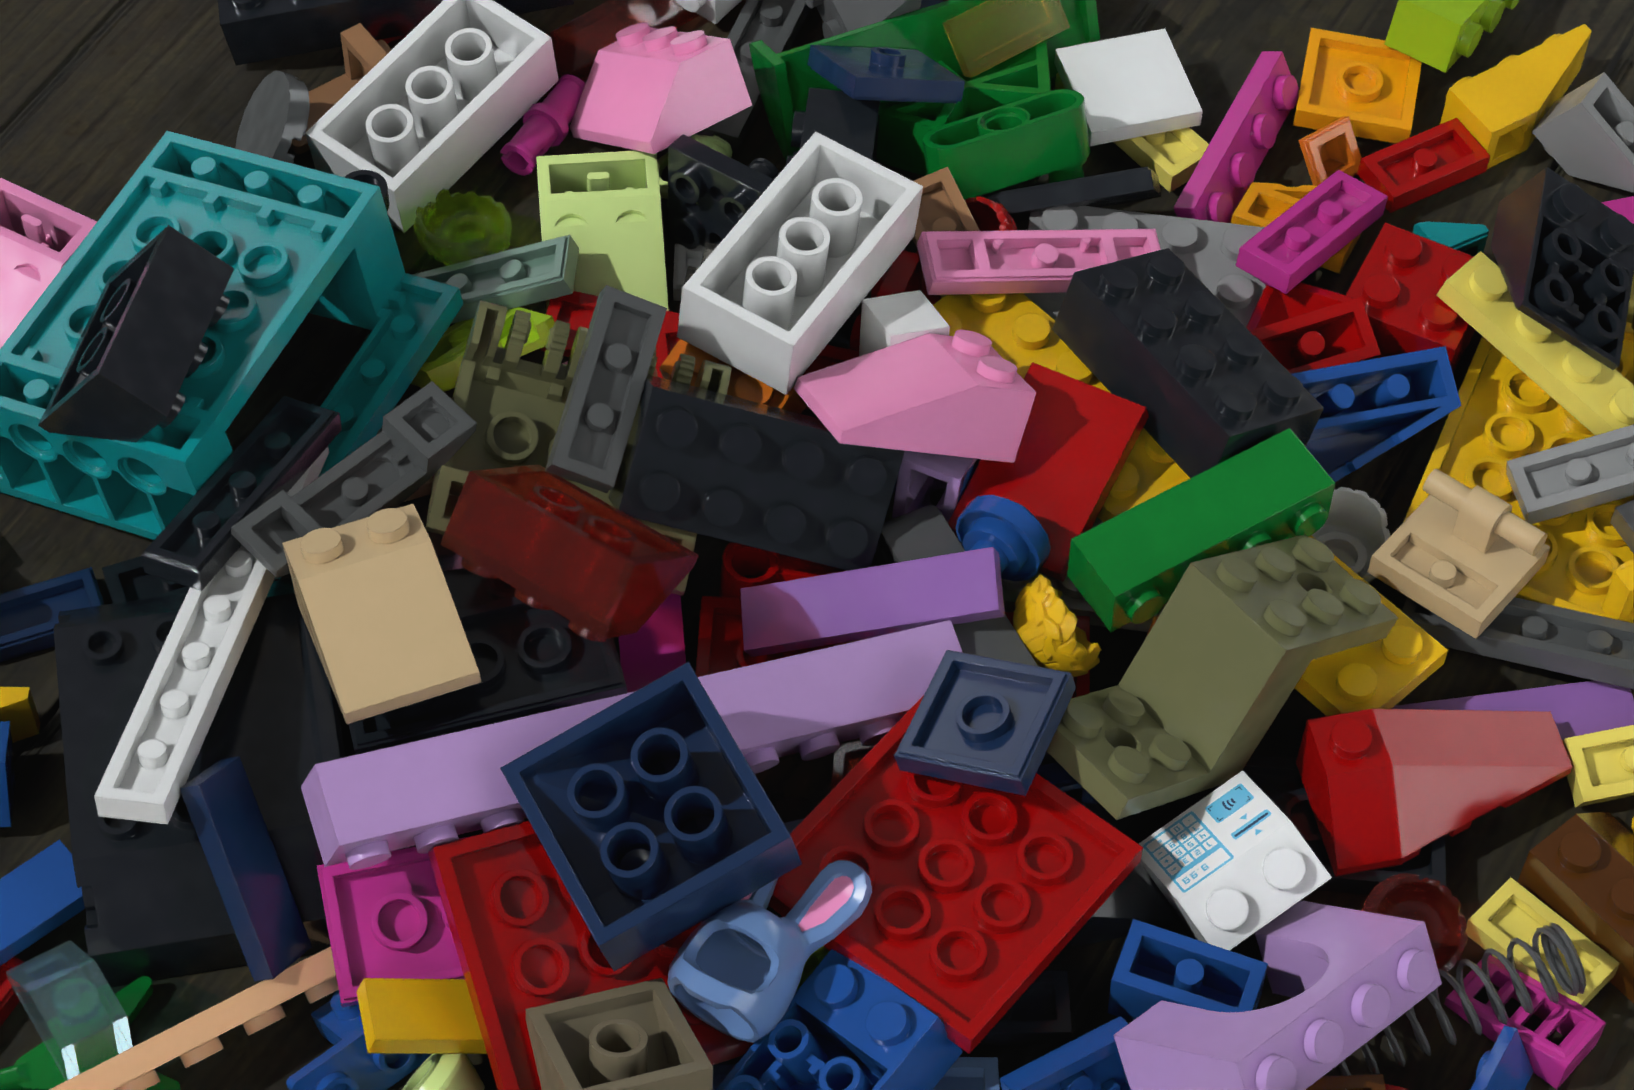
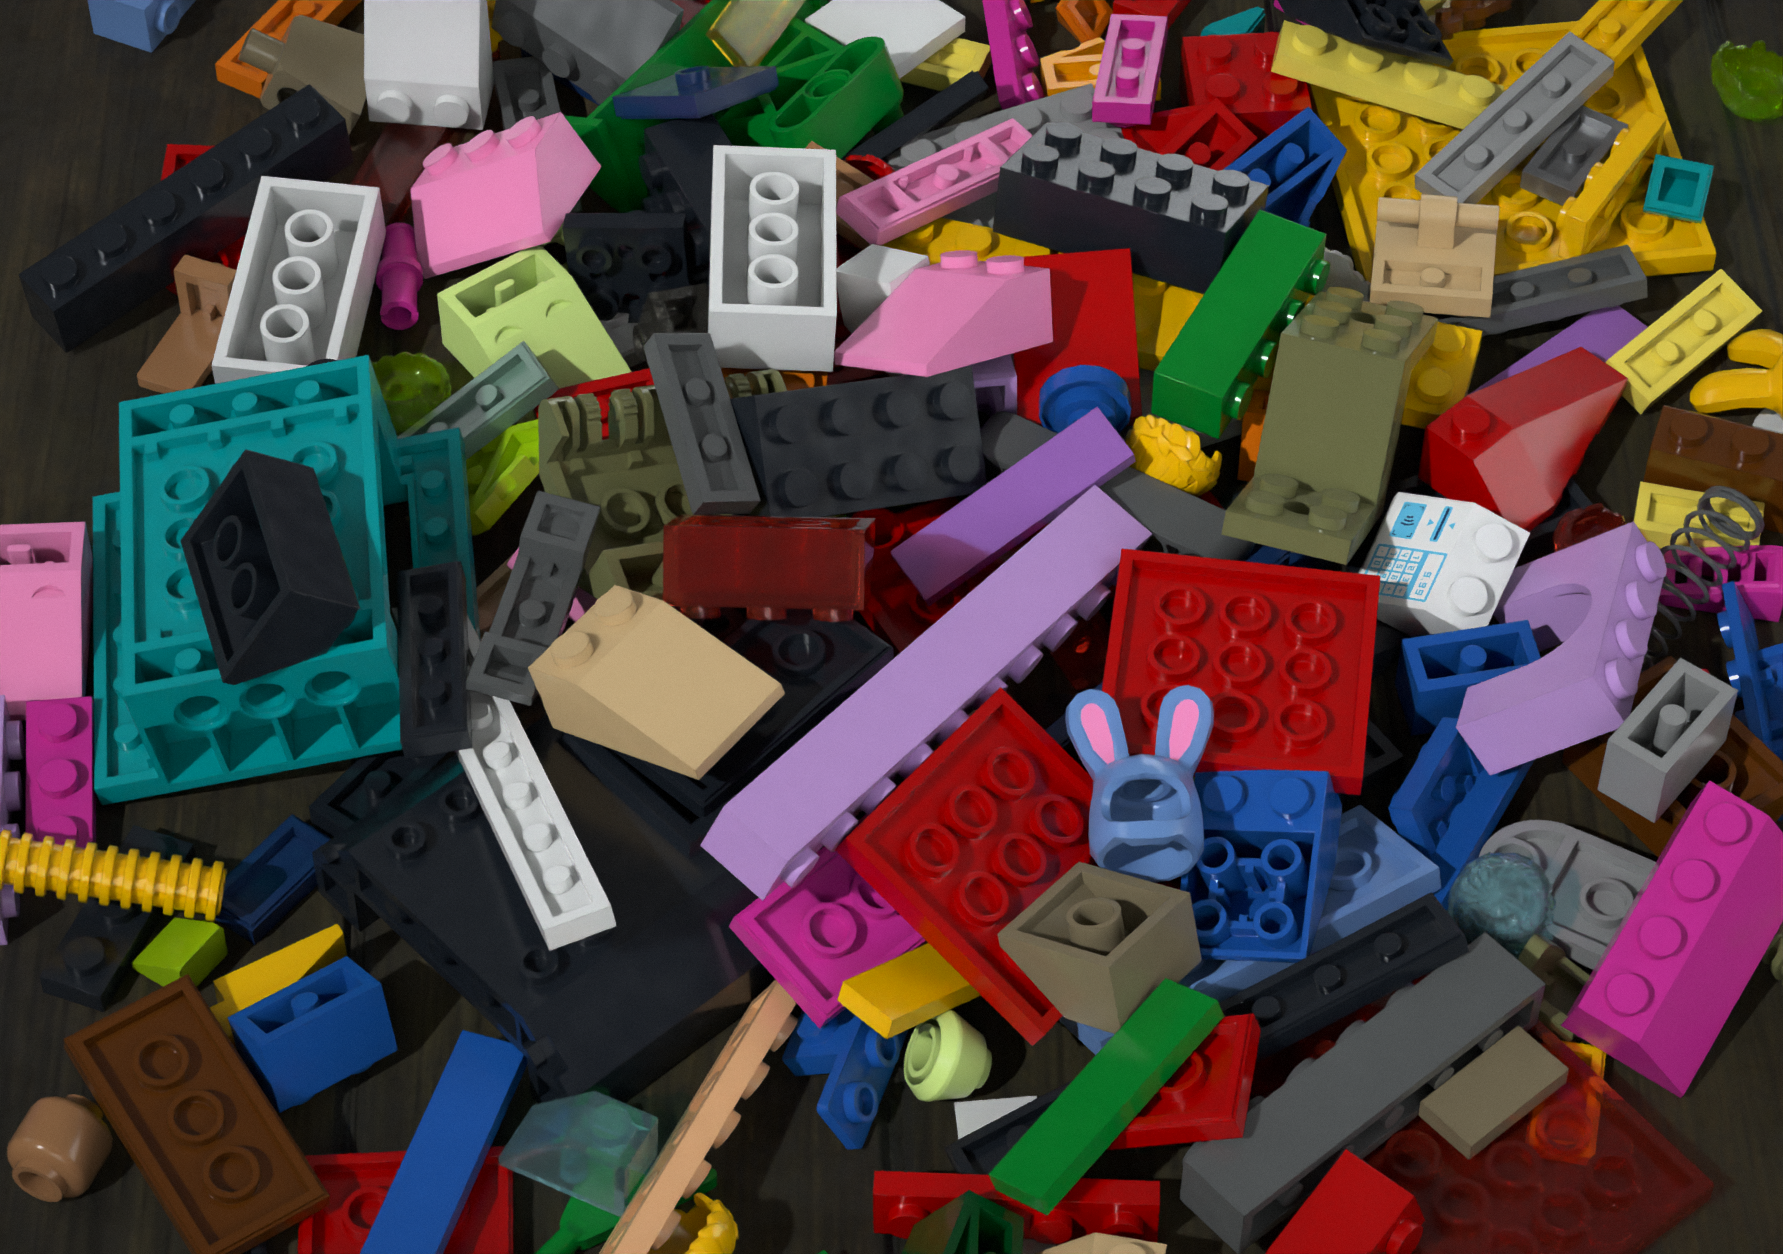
camera: 30 degrees left, 5 degrees down
(246, 868) = (679, 947): dark blue tile -> none
(275, 117) = (162, 360): dark grey tile -> none
(651, 816) = (1012, 720): dark blue slope -> none
(985, 722) = (1196, 538): dark blue plate -> none

